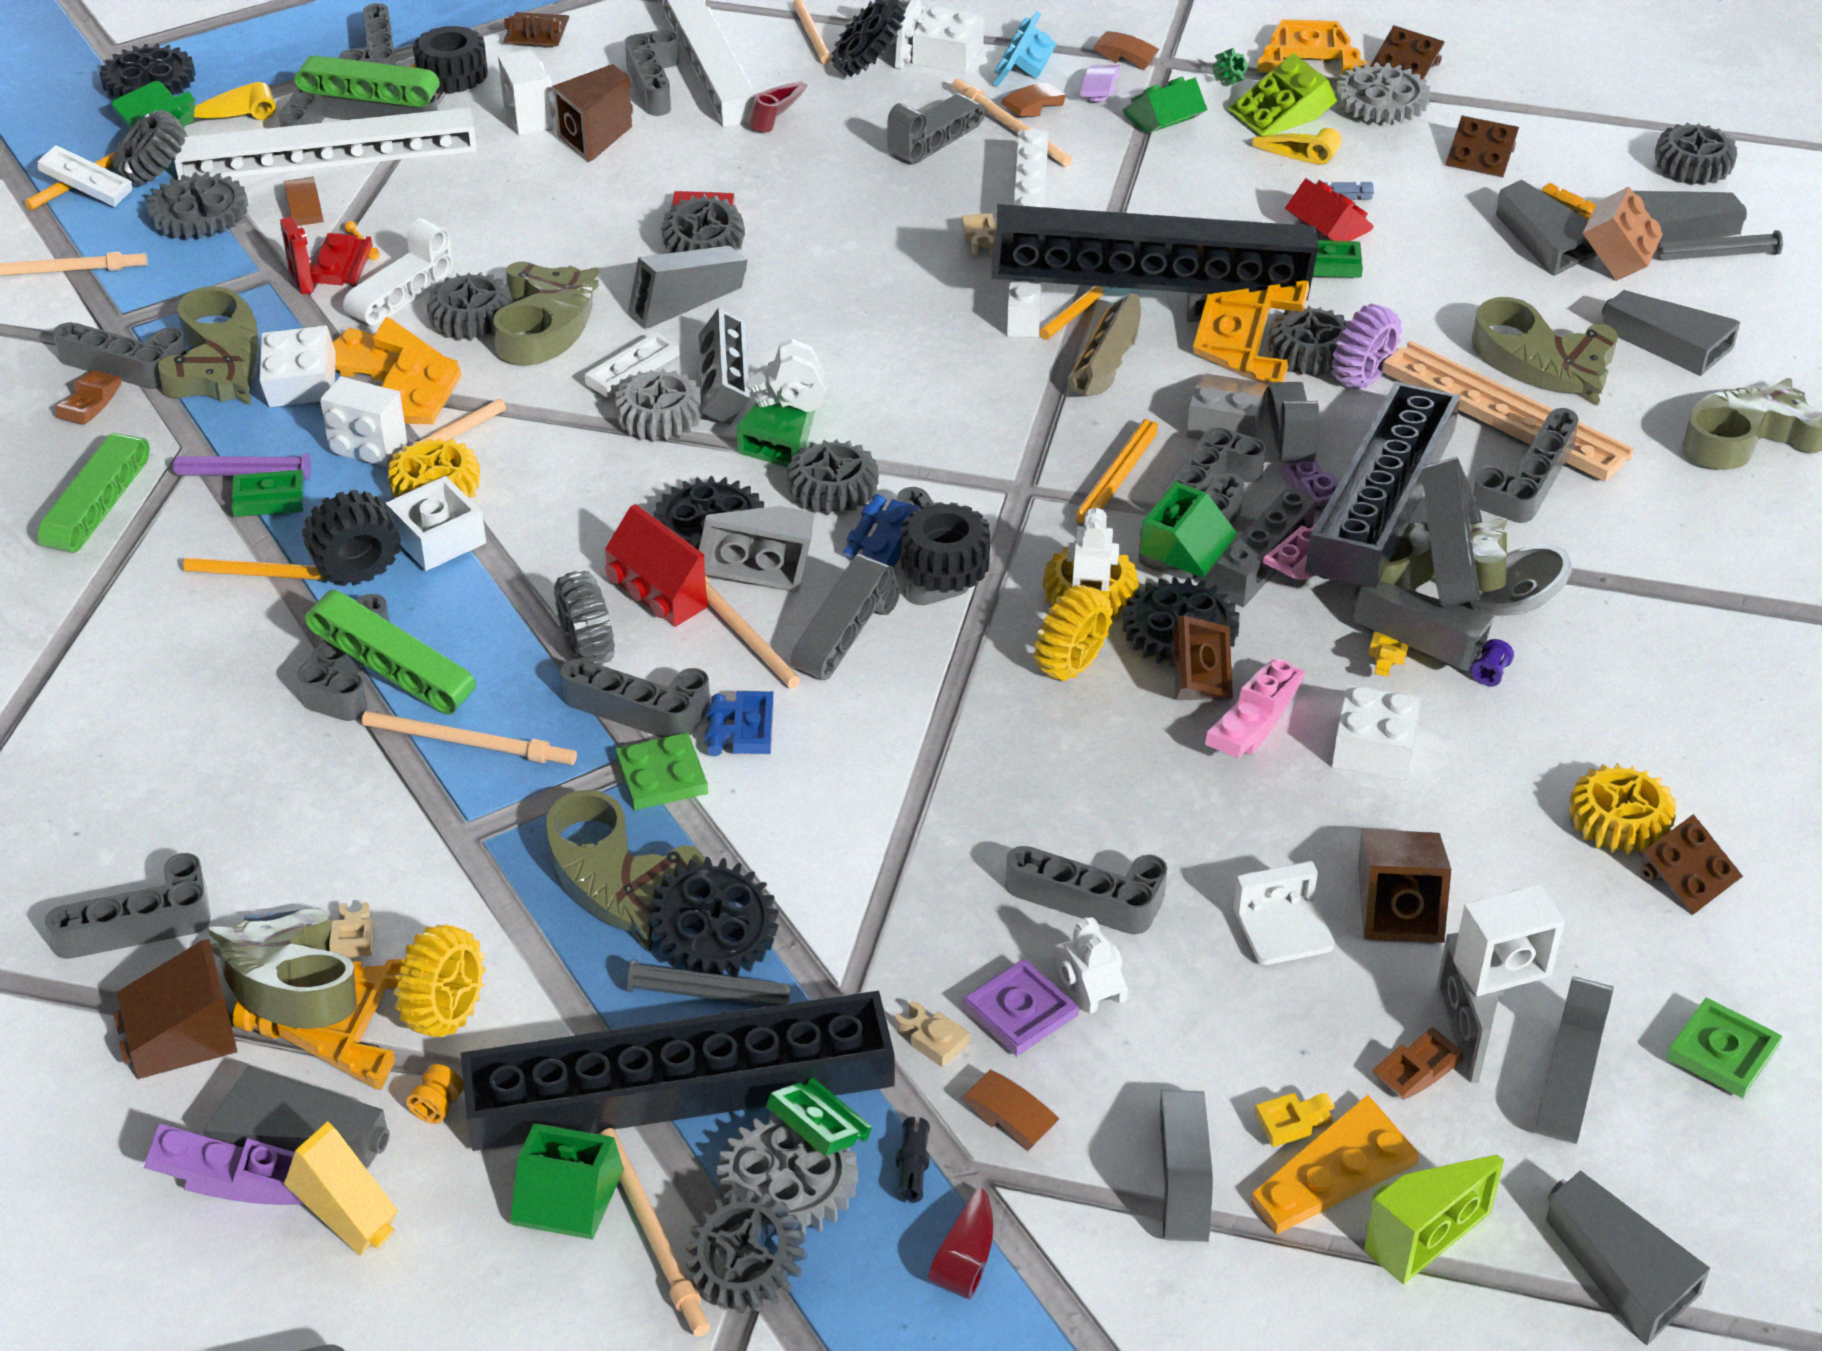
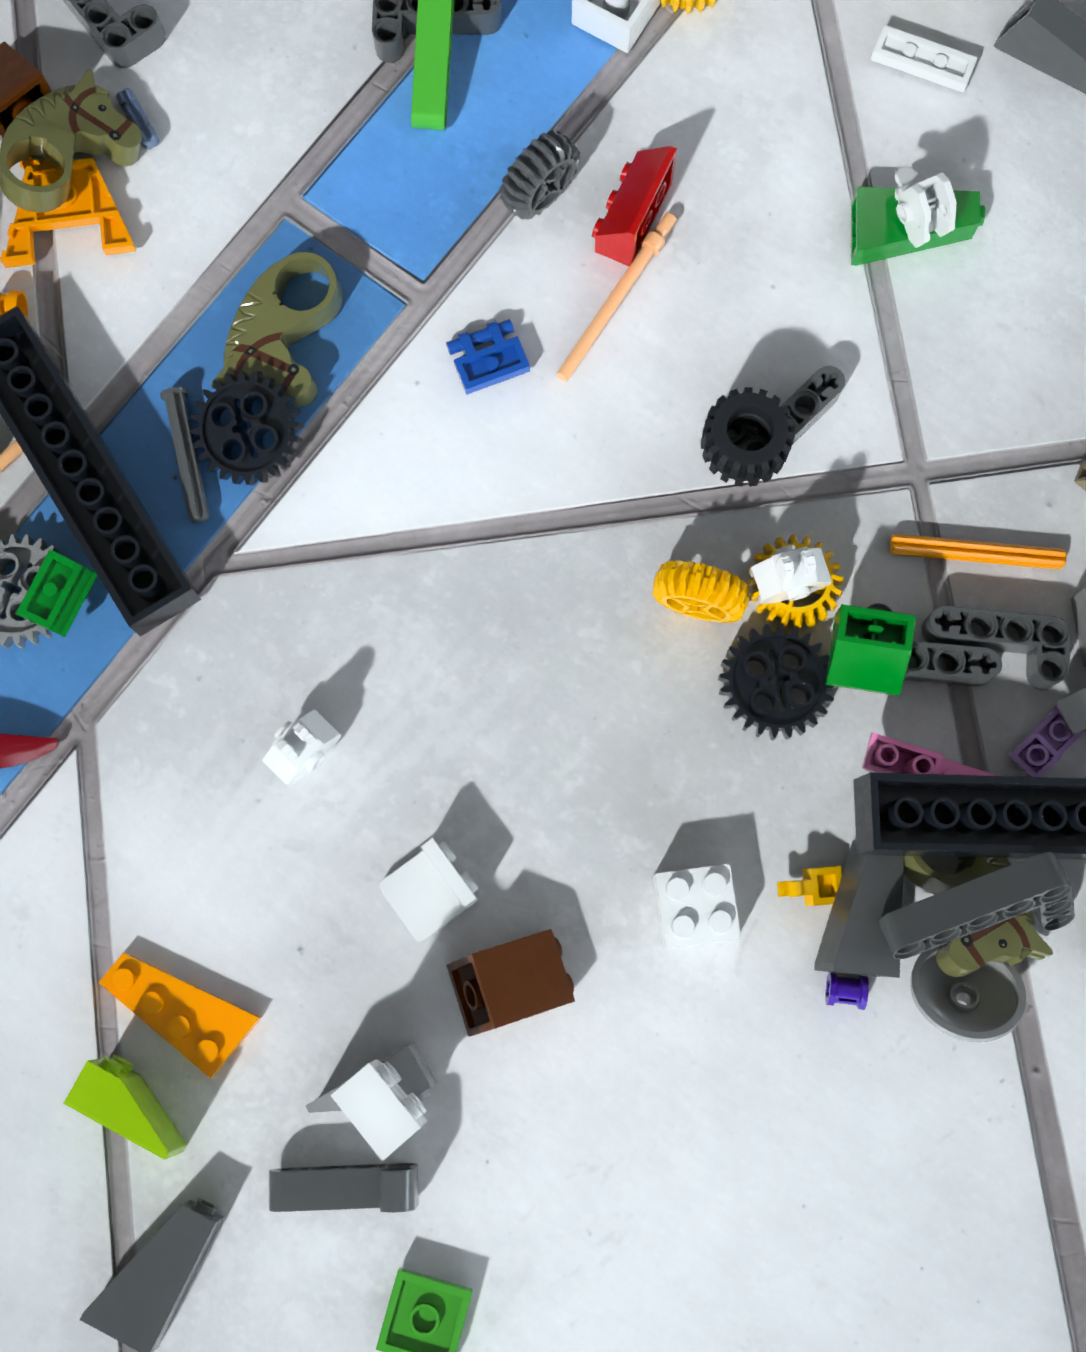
camera: 70 degrees right, 35 degrees up
(352, 933) = (139, 173): tan plate -> none
(439, 980) = (84, 257): yellow gear -> none
(536, 750) = (391, 209): light nougat bar -> none
(637, 701) = (478, 254): dark grey beam -> none
(658, 405) = (866, 117): light grey gear -> none
(661, 771) = (411, 317): bright green plate -> none
(687, 507) = (703, 214): black gear -> none
(723, 367) = (950, 136): dark grey brick -> none
(758, 545) = (695, 279): light grey slope -> none
(832, 476) = (842, 280): dark grey gear -> none
(860, 591) = (646, 384): dark grey beam -> none
(886, 539) = (785, 380): blue plate -> none
(912, 1160) = (69, 678): black pin -> none
(935, 1036) = (202, 649): tan plate -> none
(1013, 1107) = (142, 734): dark orange slope -> none
(1020, 1007) = (252, 703): medium lavender plate -> none
(1087, 891) = (404, 707): dark grey beam -> none
(1186, 1166) = (129, 887): dark grey beam -> none
(1201, 660) = (715, 718): reddish brown slope -> none
(1241, 567) = (918, 725): dark grey brick -> none
(1258, 709) = (681, 787): bright pink slope -> none
(1289, 1119) = (208, 959): yellow plate -> none
(1419, 1065) = (311, 1051): dark orange slope -> none
(1622, 808) = (687, 1181): yellow gear -> none
(1690, 864) = (643, 1245): reddish brown hinge -> none

